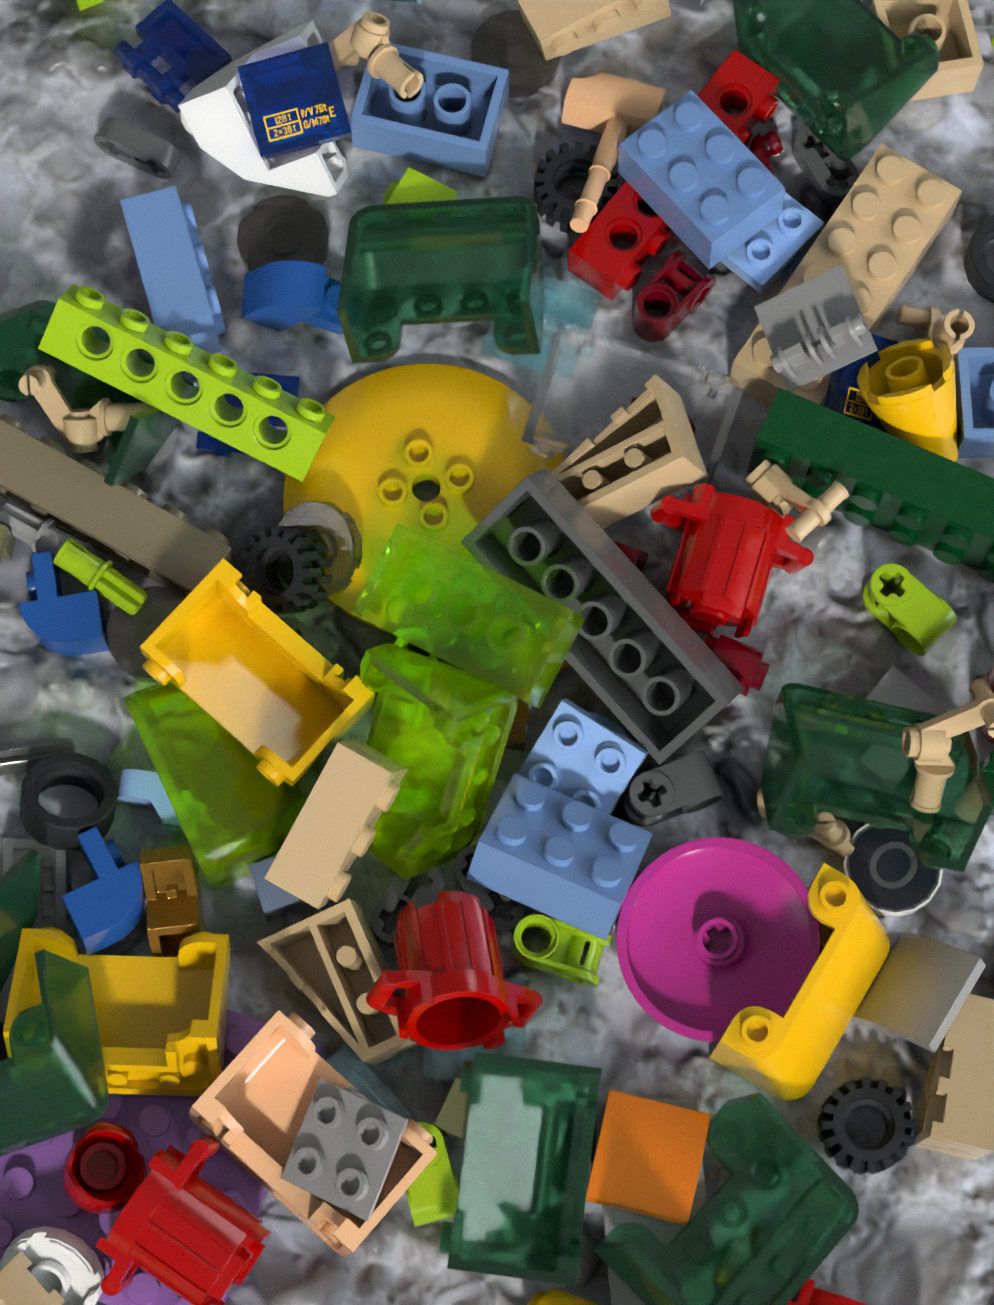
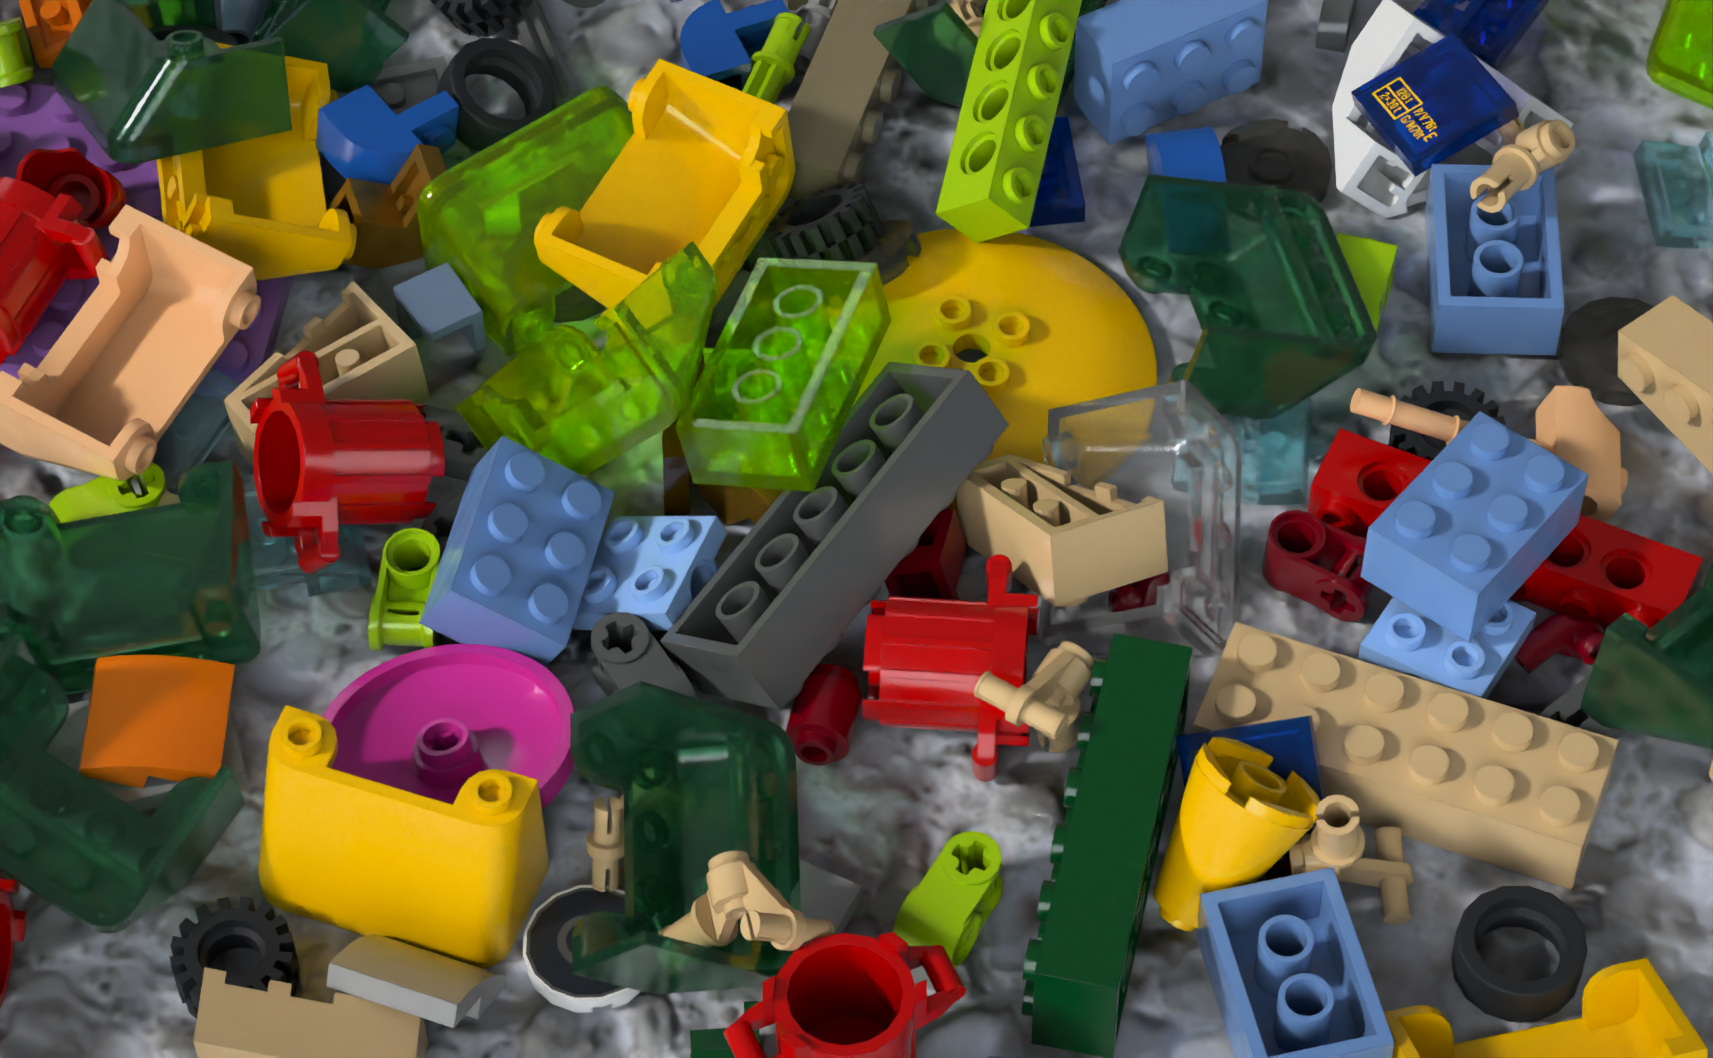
camera: 80 degrees right, 20 degrees down
(336, 823) = (507, 309): tan wedge -> none
(344, 1148) = (111, 371): light grey hinge -> none
(815, 328) = (1289, 674): light grey hinge -> none

